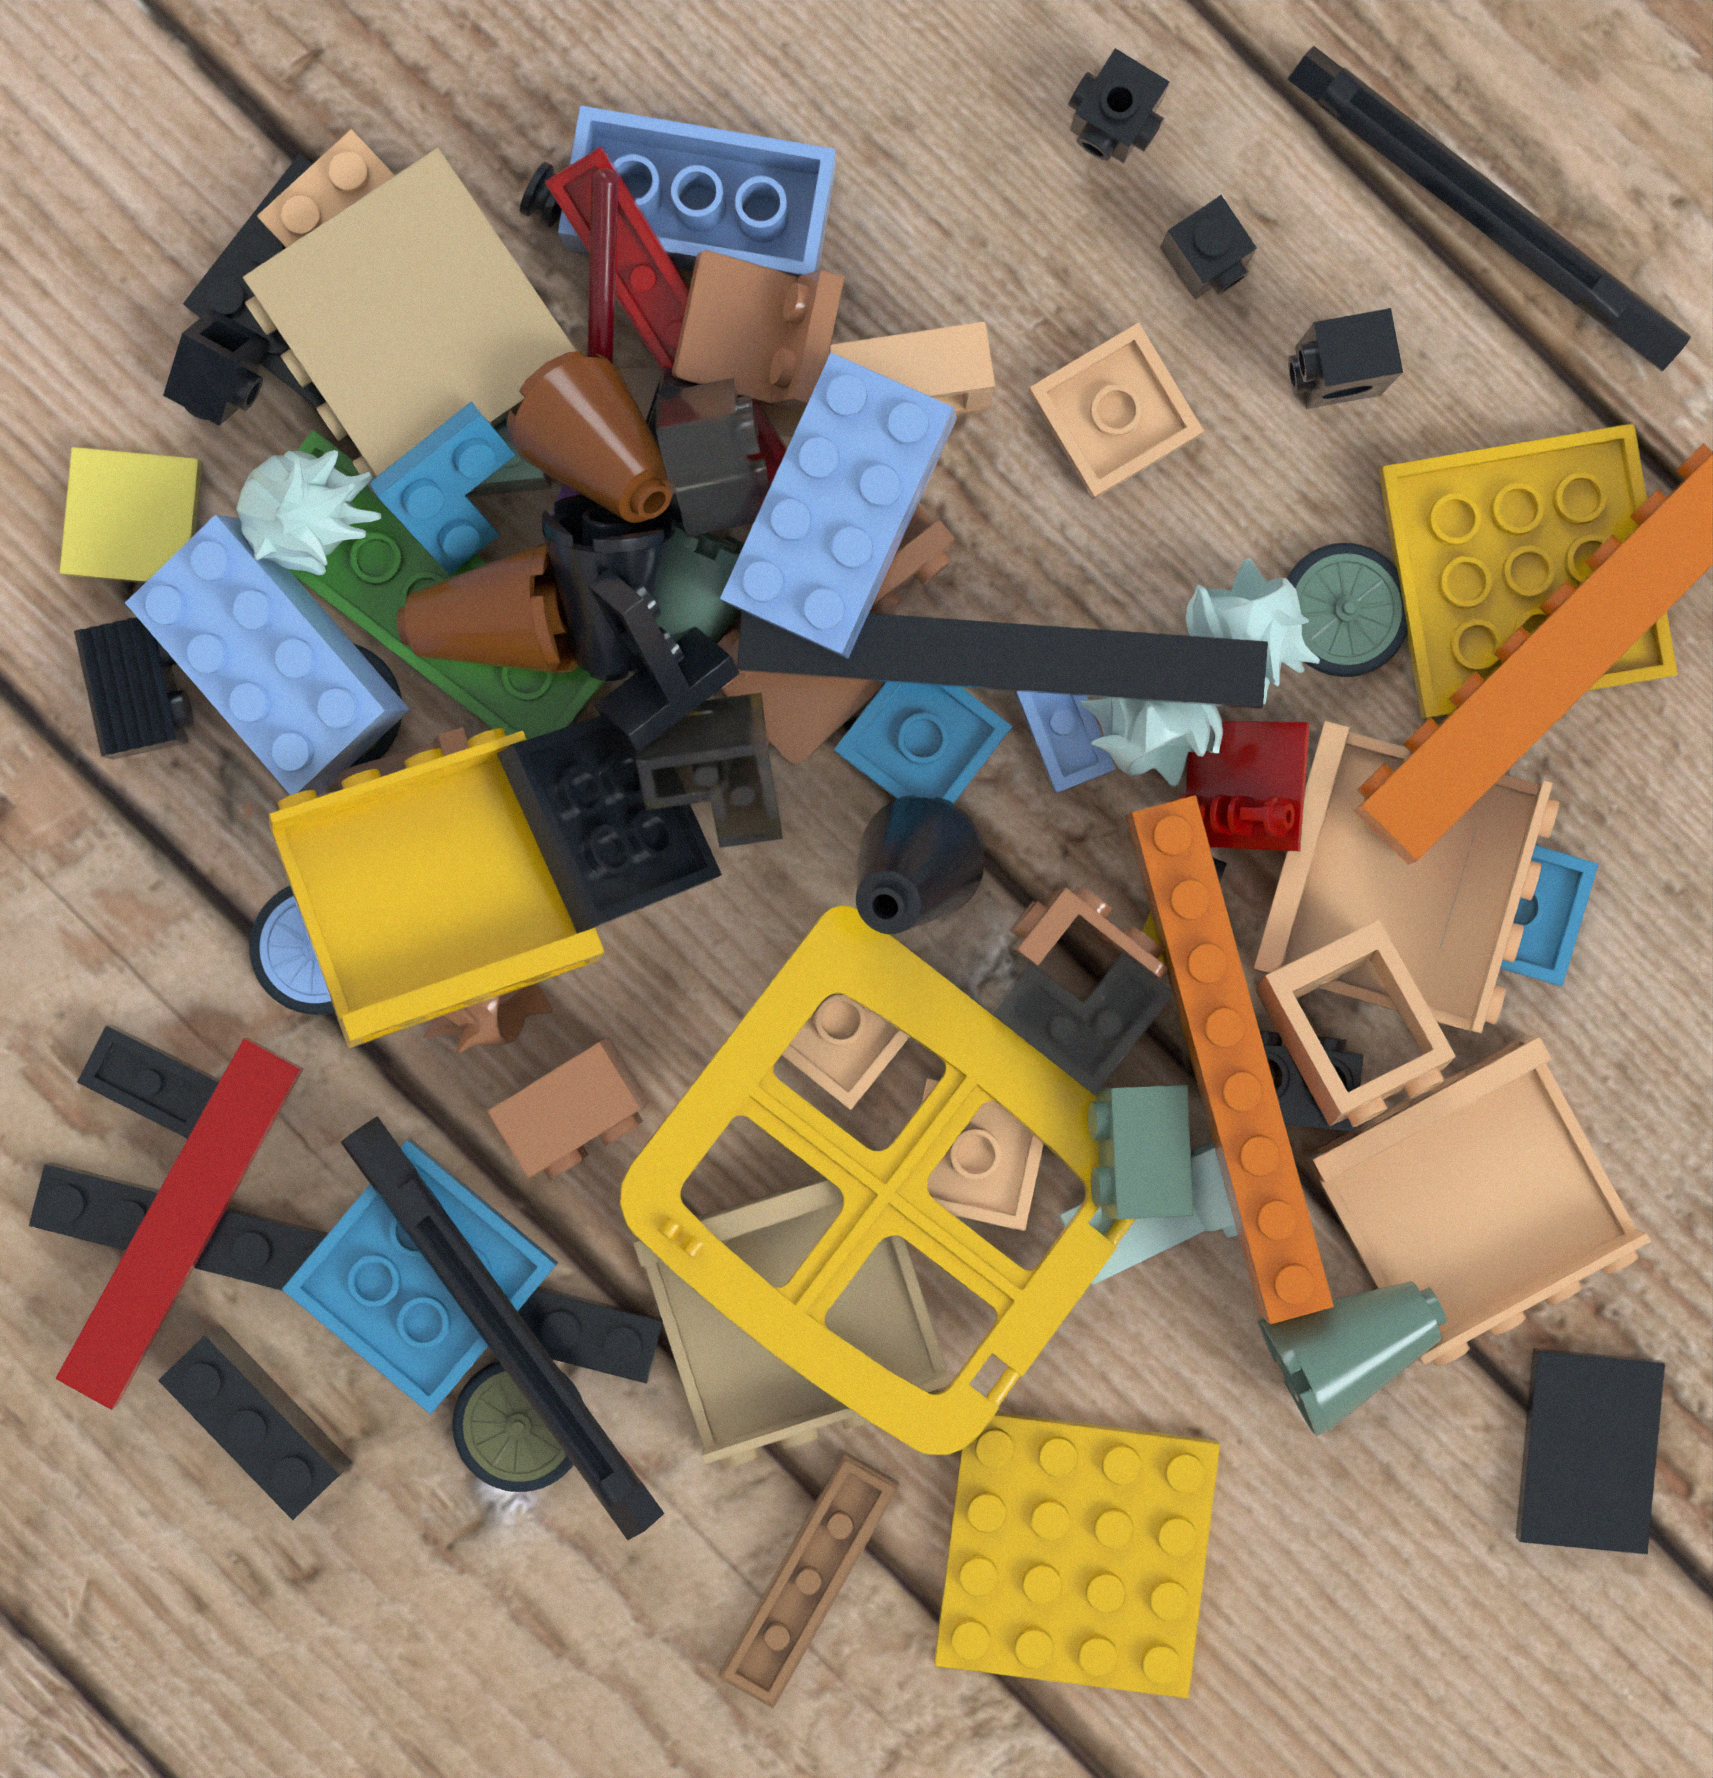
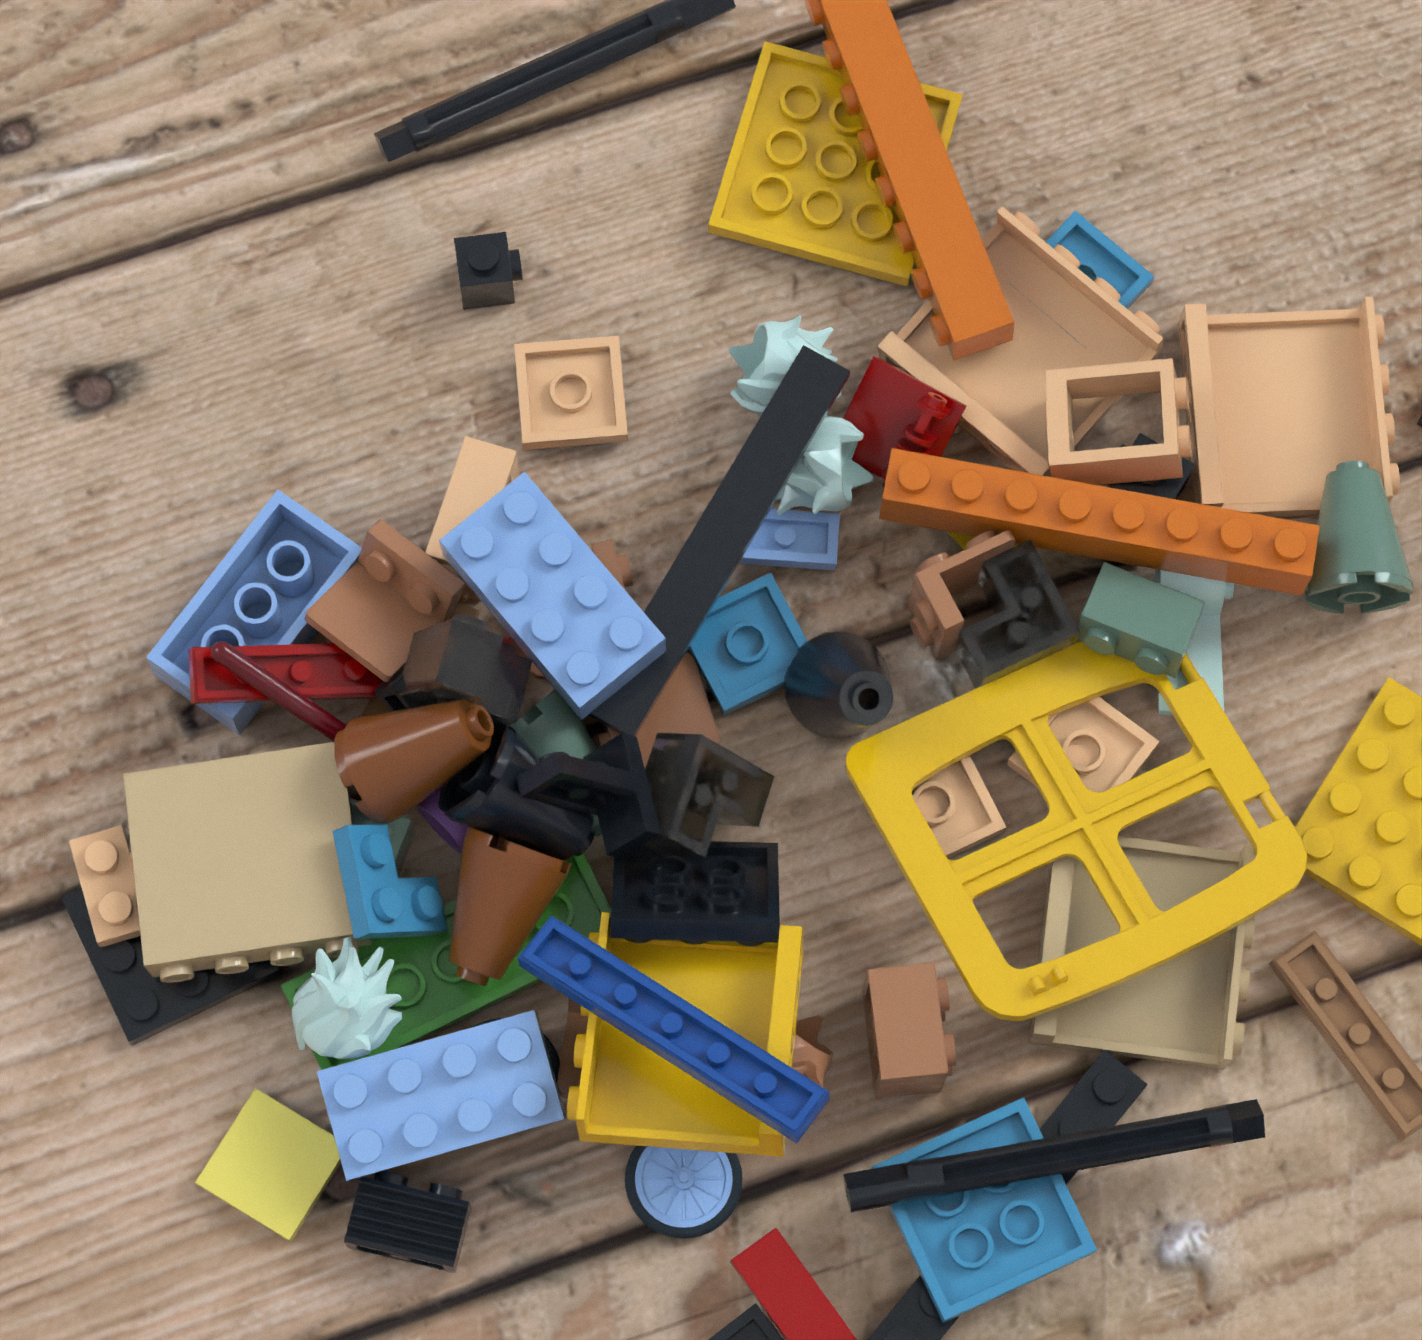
camera: 70 degrees left, 15 degrees down
(216, 368) = (197, 1034): black brick -> none
(417, 871) = (674, 1029): none -> blue tile
(504, 1436) = (1137, 1205): olive wheel -> none
(539, 198) = (192, 726): black bush -> none
(1131, 92) = (349, 284): black brick -> none
(1346, 359) = (618, 209): black brick -> none
(1351, 608) = (805, 287): sand green wheel -> none

